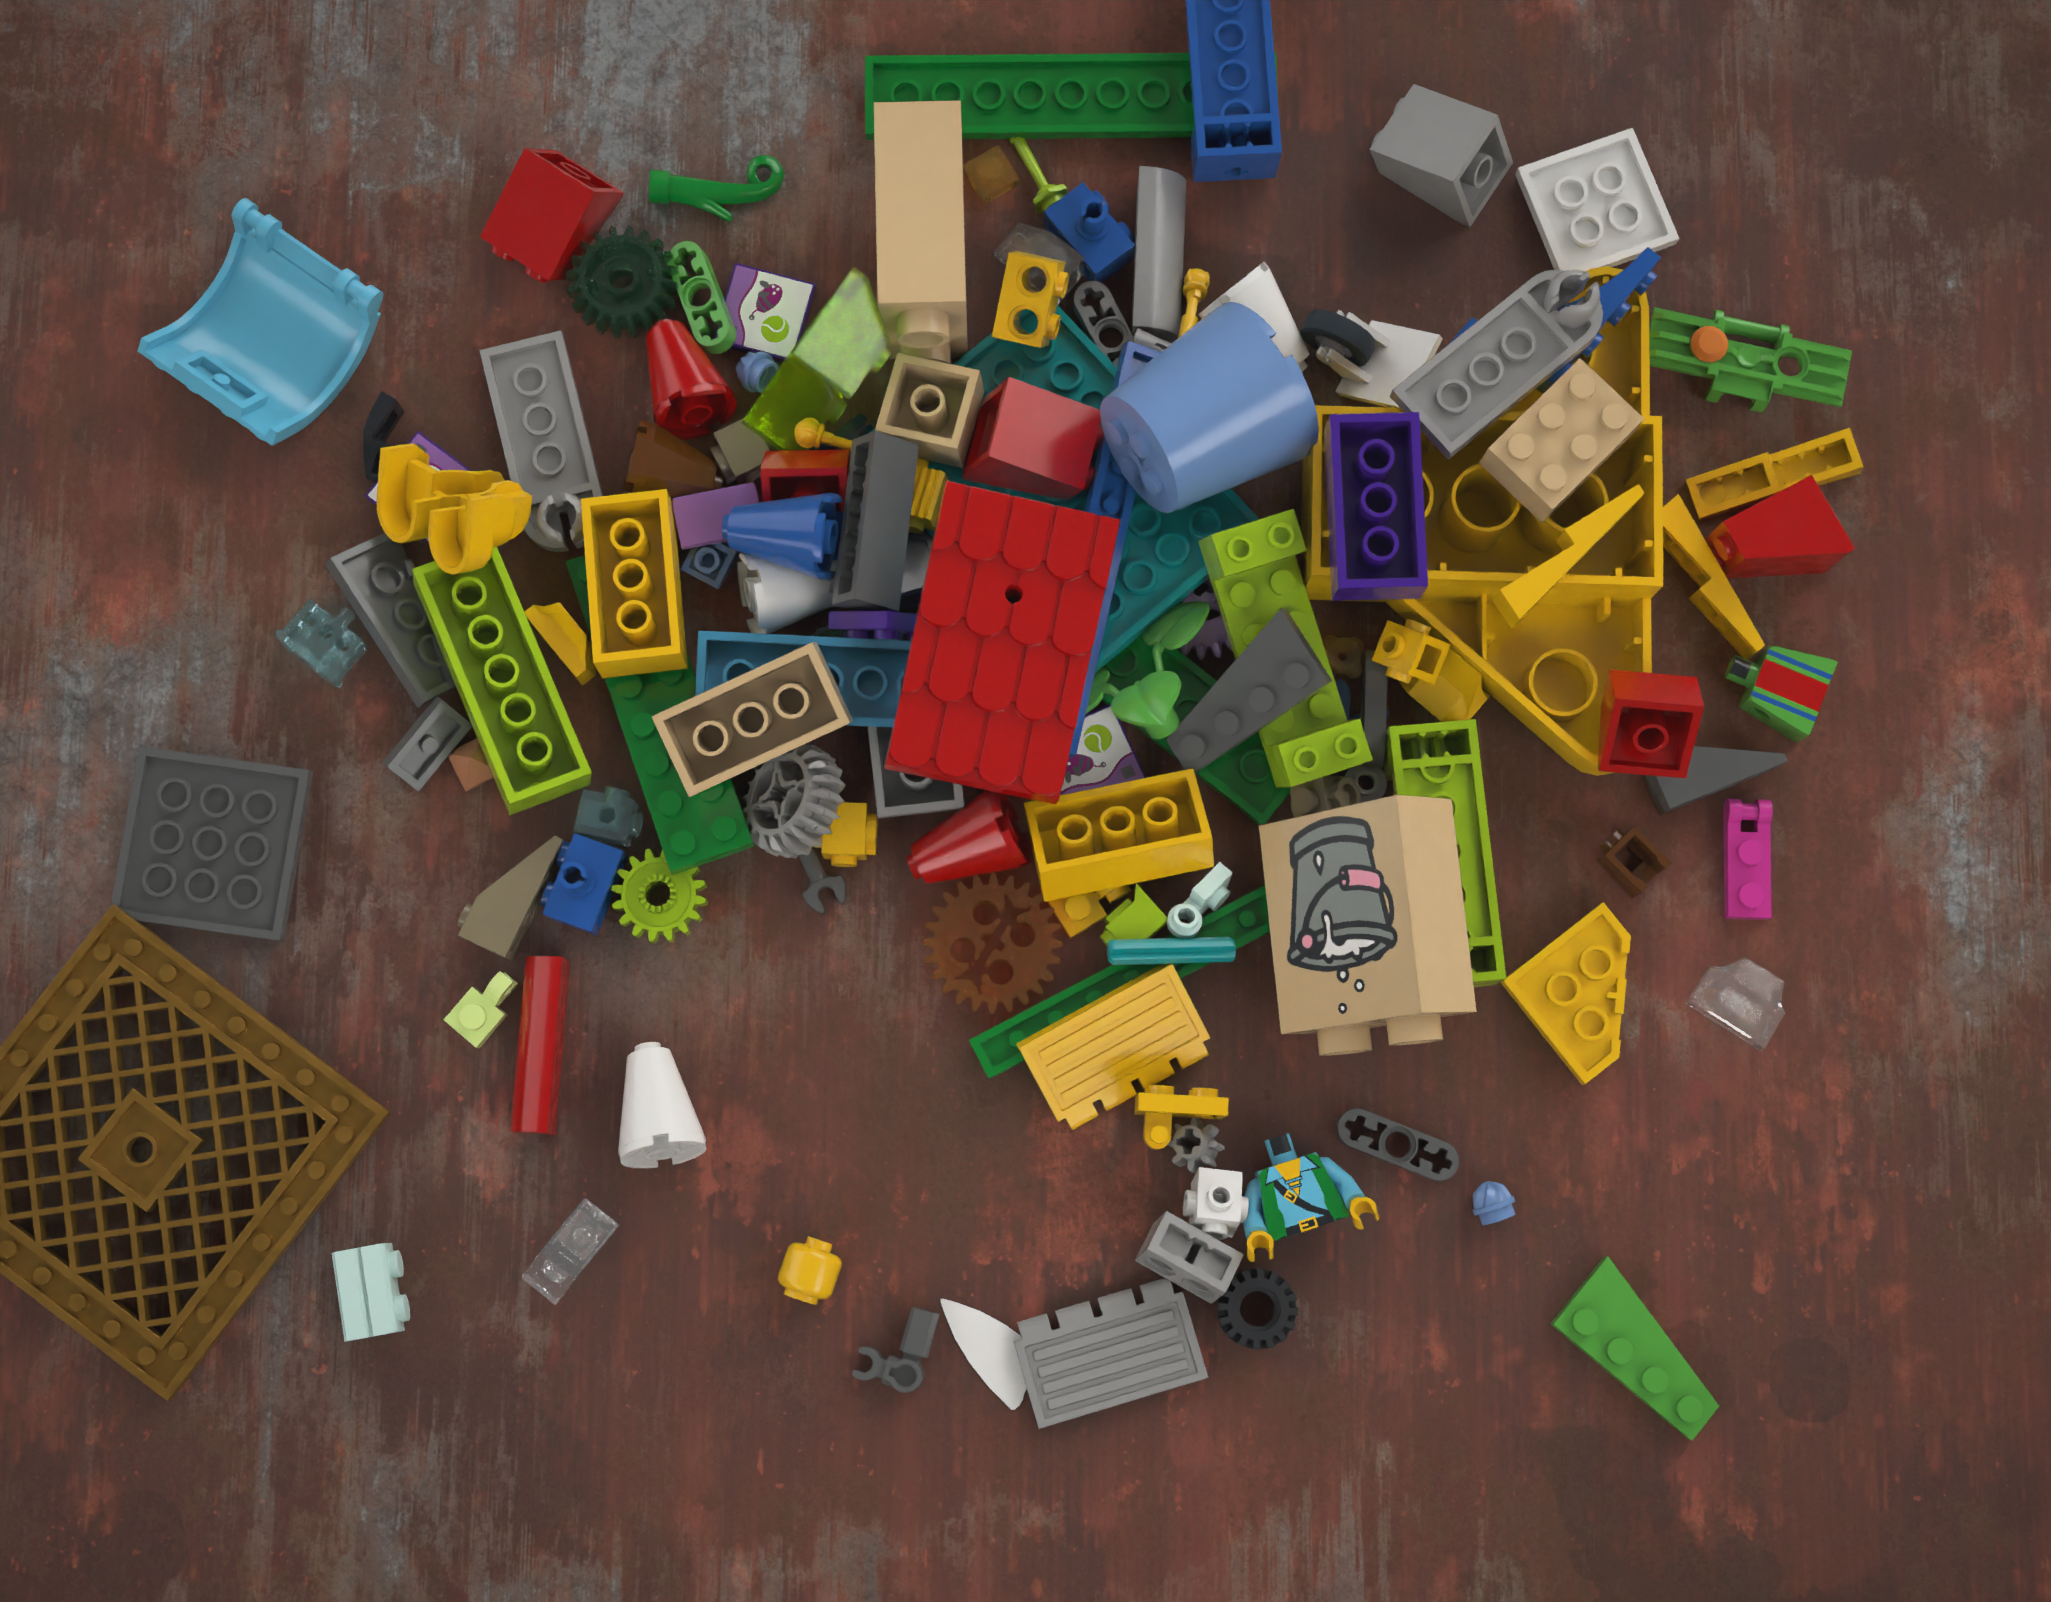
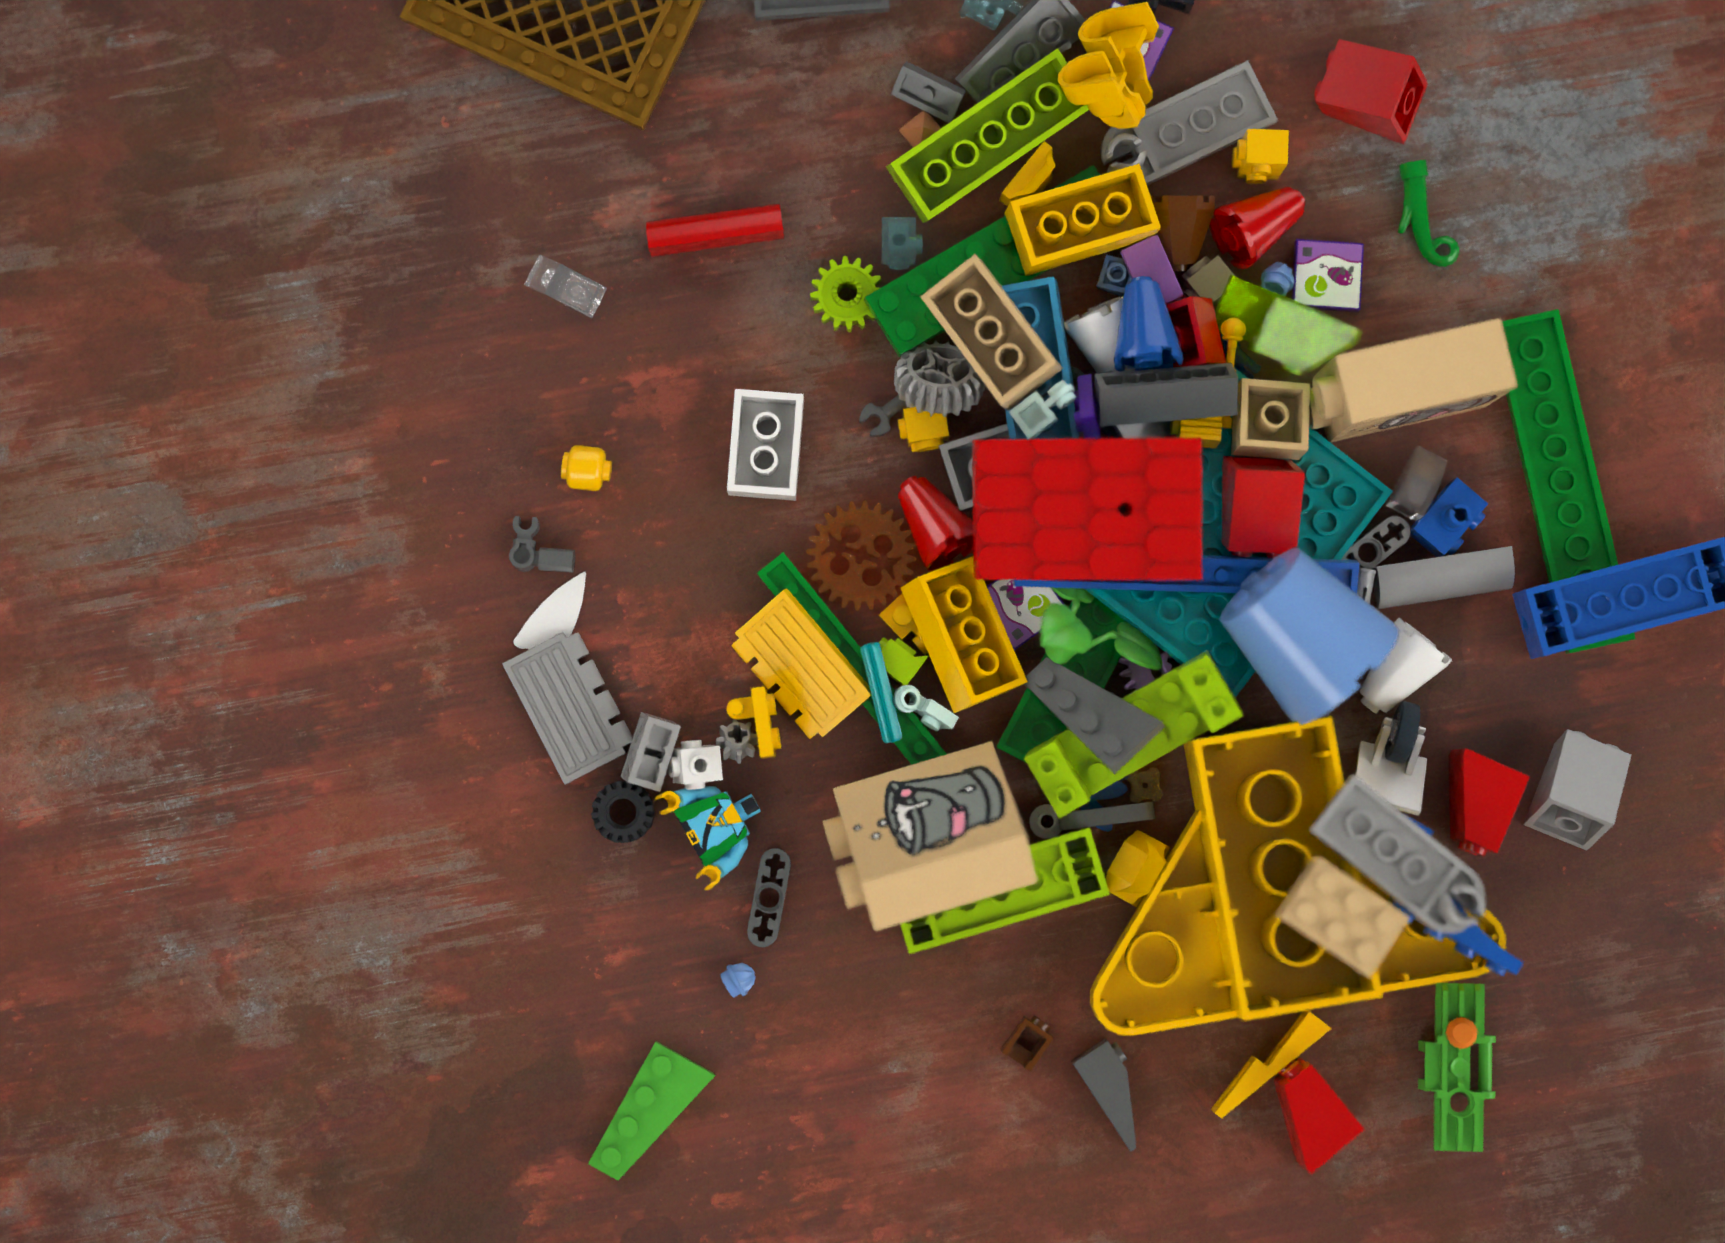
camera: 80 degrees right, 5 degrees up
(370, 1291) = (507, 145): light aqua brick -> none
(479, 1013) = (731, 178): yellowish green plate -> none
(507, 907) = (815, 182): dark tan slope -> none
(583, 884) = (843, 234): blue brick -> none
(601, 356) = (1261, 155): none -> yellow brick
(616, 258) = (1343, 145): clear green gear -> none
(657, 1111) = (682, 327): white cone -> none
(714, 308) = (1322, 235): bright green beam -> none
(829, 1034) = (765, 444): none -> white brick
(866, 686) = (1035, 413): none -> light aqua plate
(991, 174) = (1482, 430): clear yellow plate -> none
(1018, 295) = (1380, 470): yellow brick -> none
(1047, 193) = (1475, 479): lime piece -> none
(1194, 289) = (1421, 612): yellow piece -> none
(1324, 795) = (1025, 791): dark tan brick -> none
(1375, 506) = (1255, 777): dark purple brick -> none
(1402, 649) = (1154, 834): yellow brick -> none
(1438, 264) = (1481, 800): none -> red slope
(1576, 540) = (1263, 944): yellow slope -> none
(1578, 992) = (915, 1017): yellow plate -> none
(1597, 204) = (1562, 924): white plate -> none
(1649, 723) = (1132, 1030): red slope -> none
(1741, 1000) = (934, 1148): clear slope -> none
(1747, 860) = (1047, 1135): dark pink plate -> none
(1764, 475) = (1368, 1107): yellow slope -> none
(1783, 688) = (1191, 1140): torso -> none

